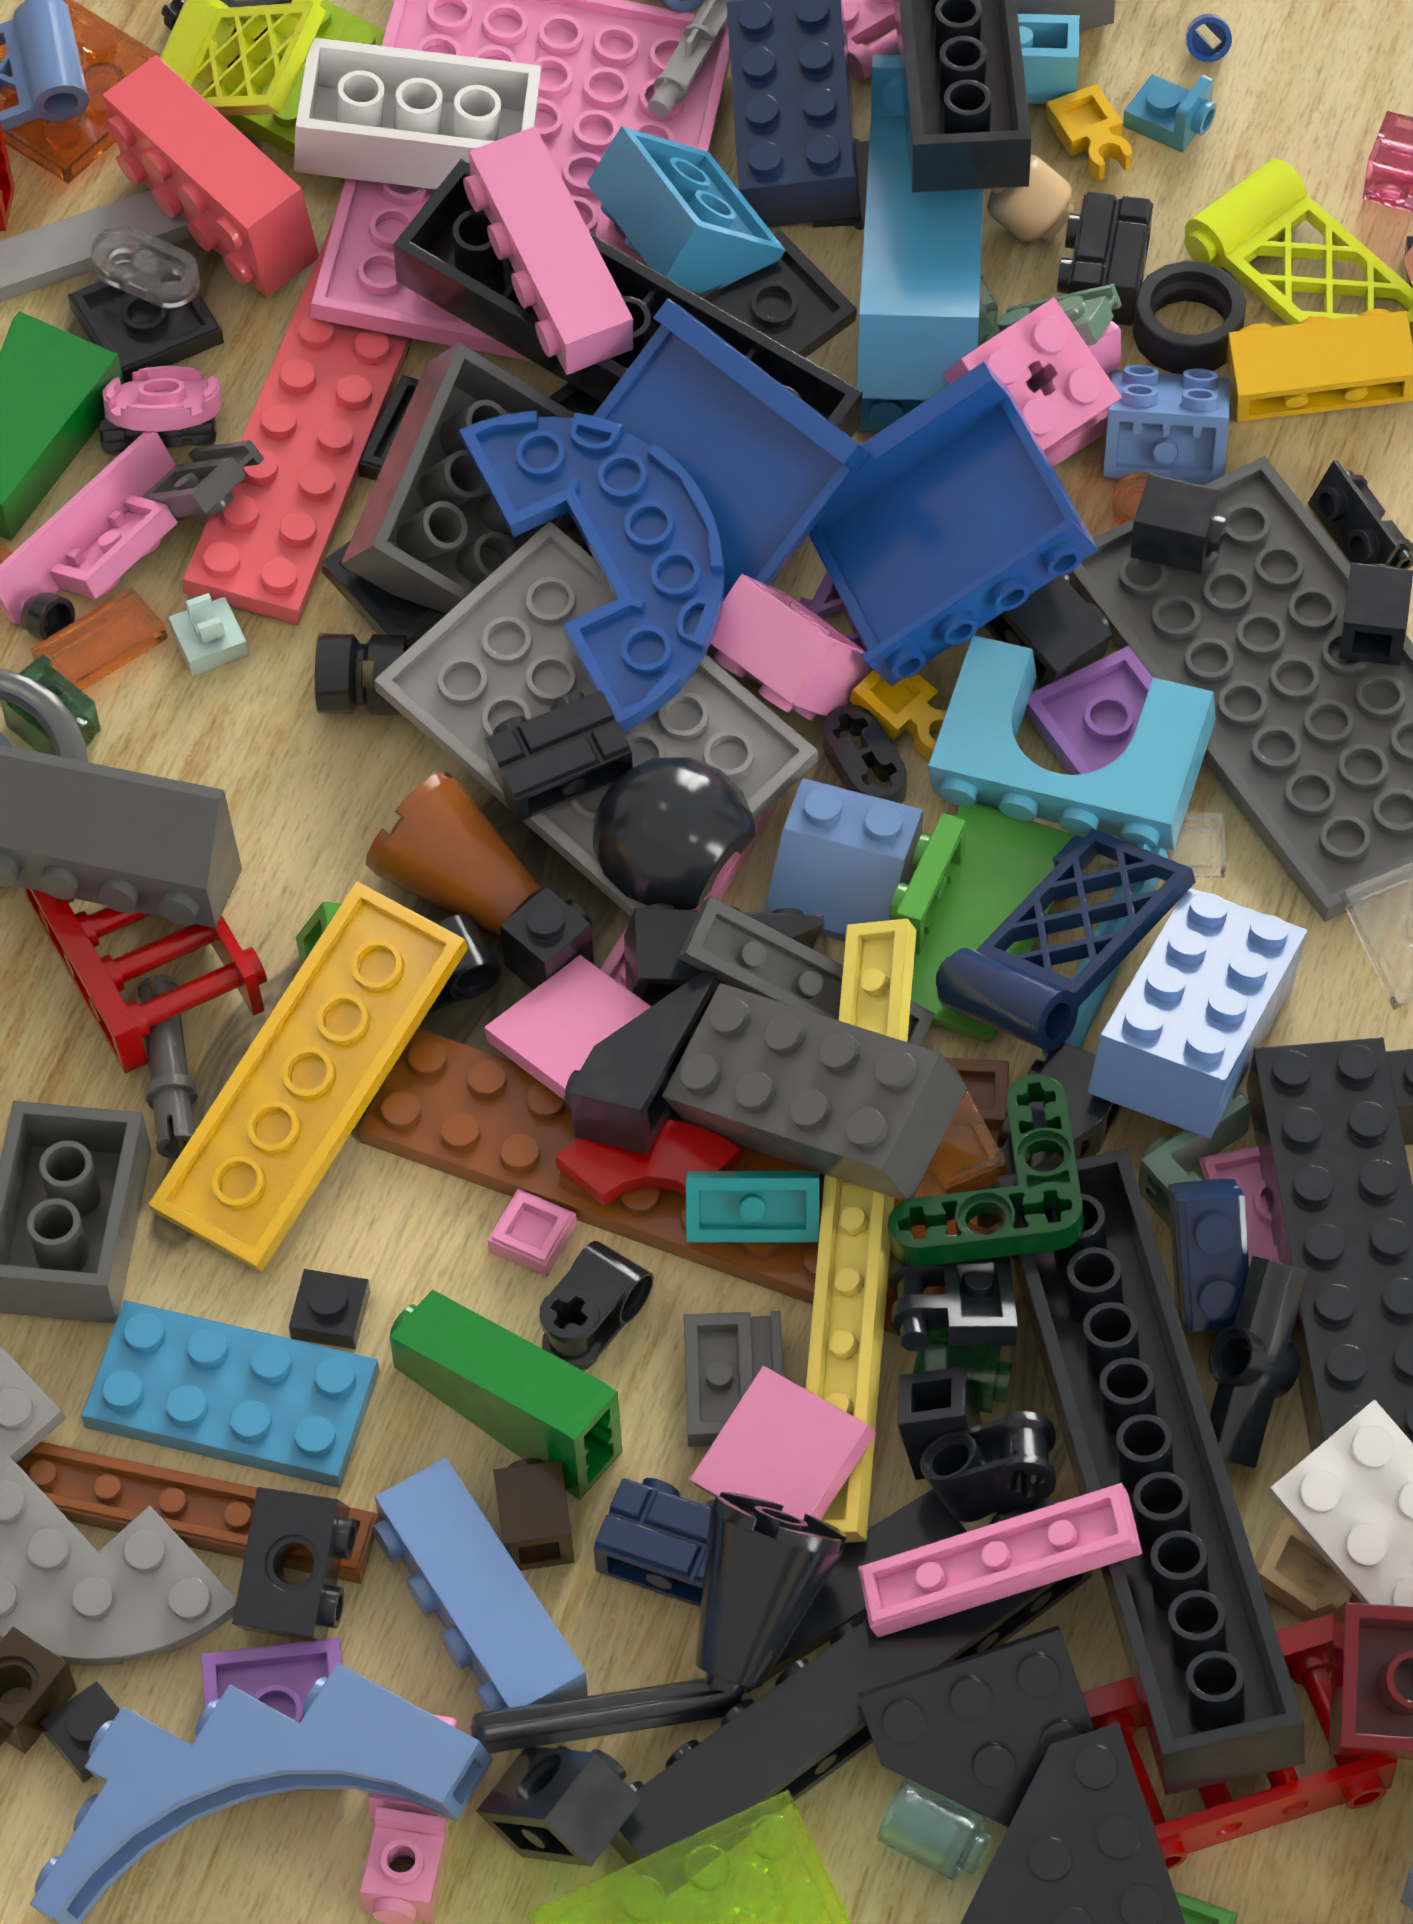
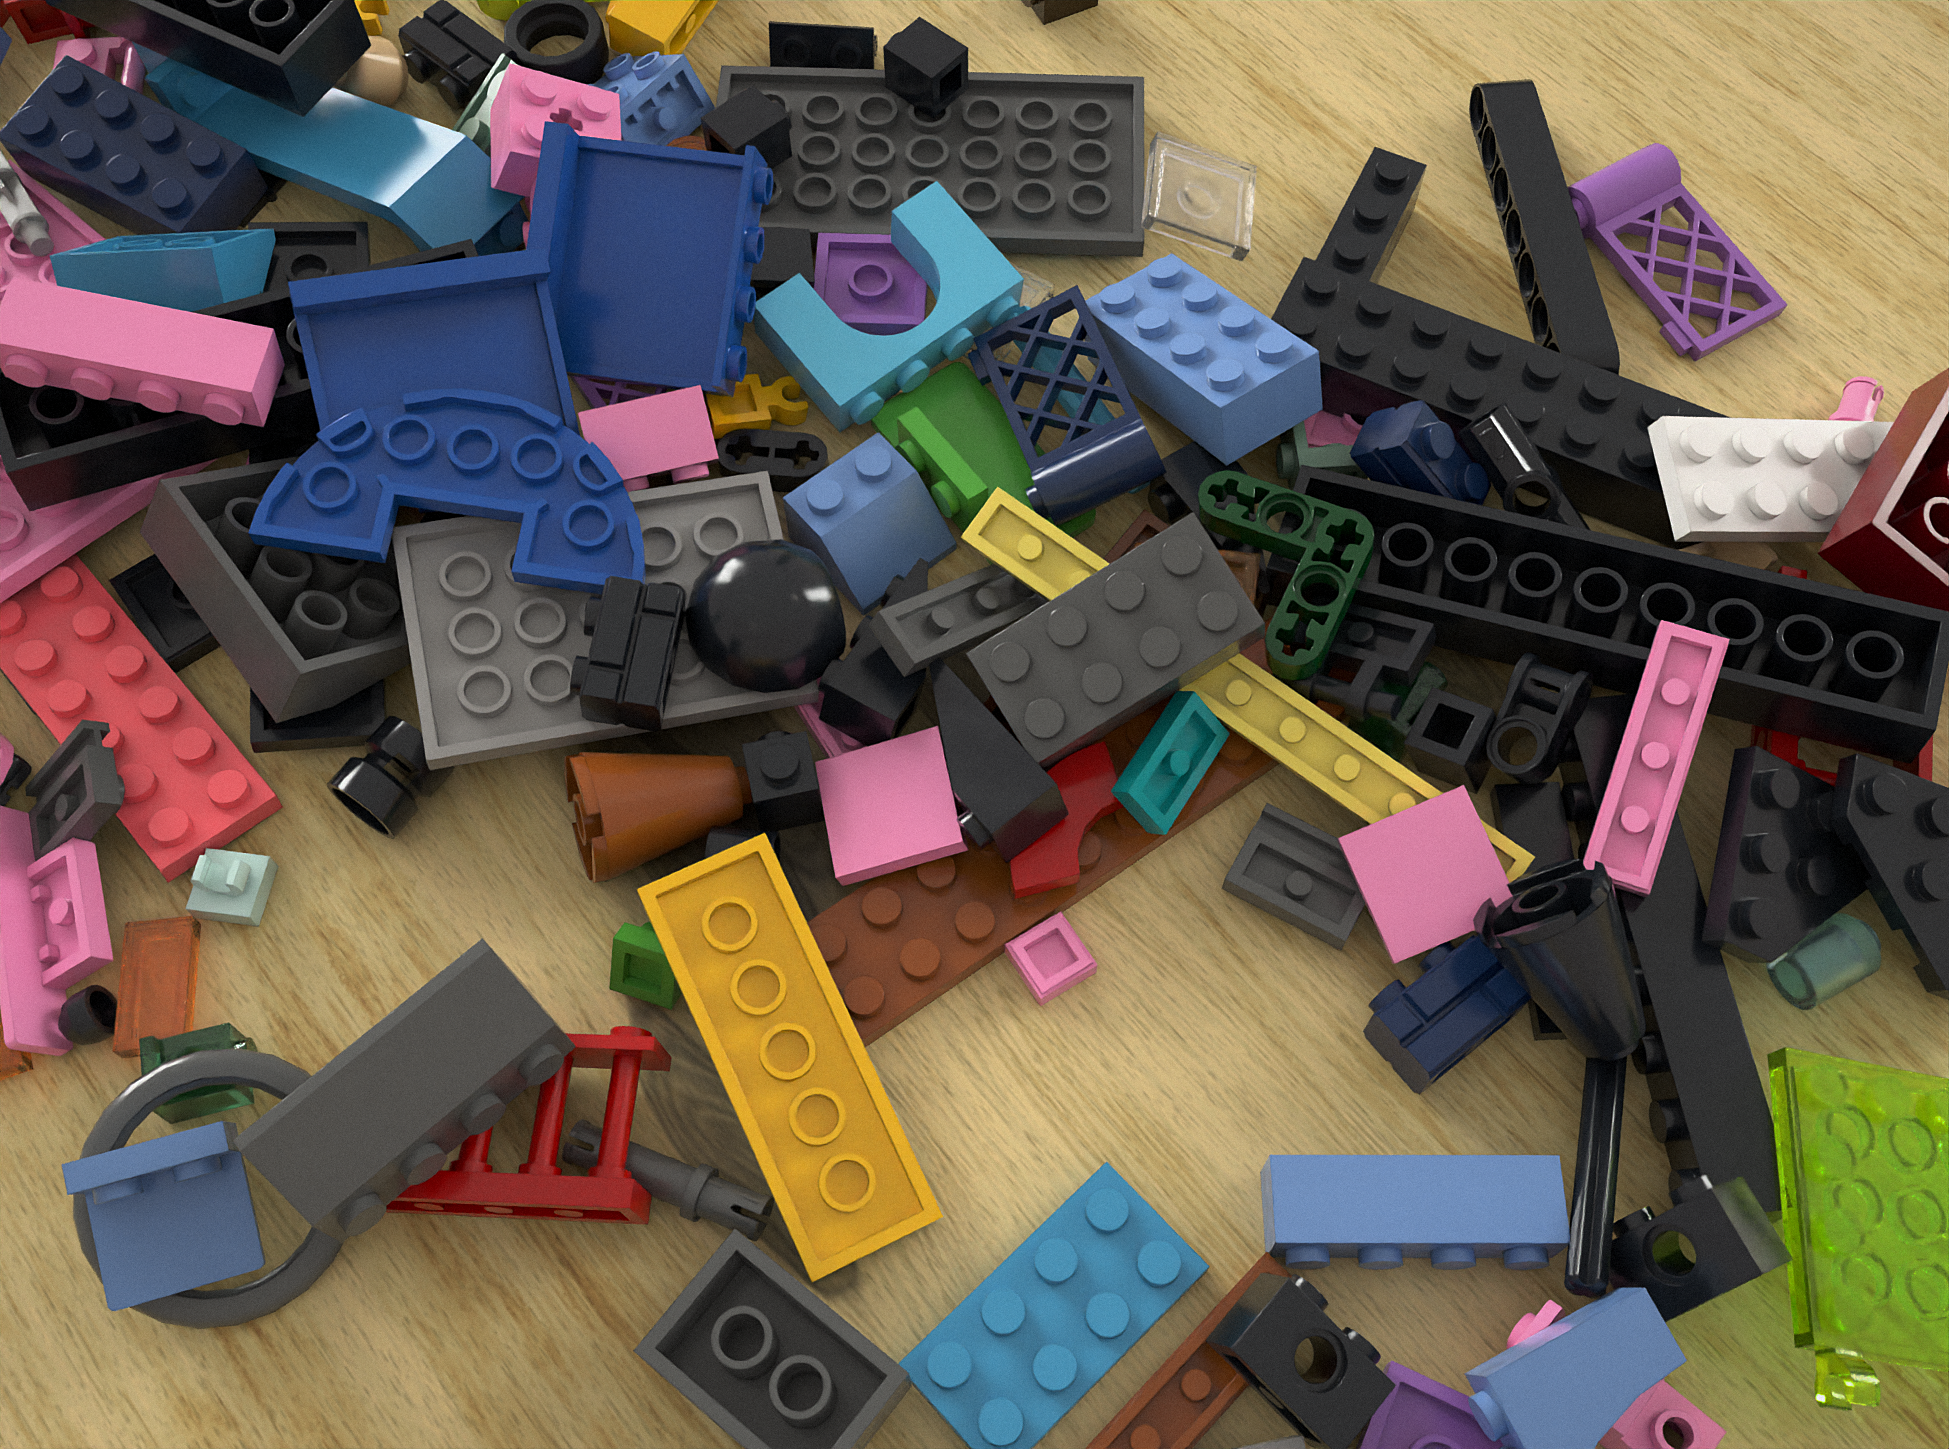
camera: 60 degrees left, 5 degrees up
(329, 1309) = (1020, 1176): black plate -> none
(510, 1388) = (1221, 1060): green slope -> none
(534, 1513) = (1349, 1110): dark brown brick -> none
(592, 1304) = (1163, 940): black piece -> none

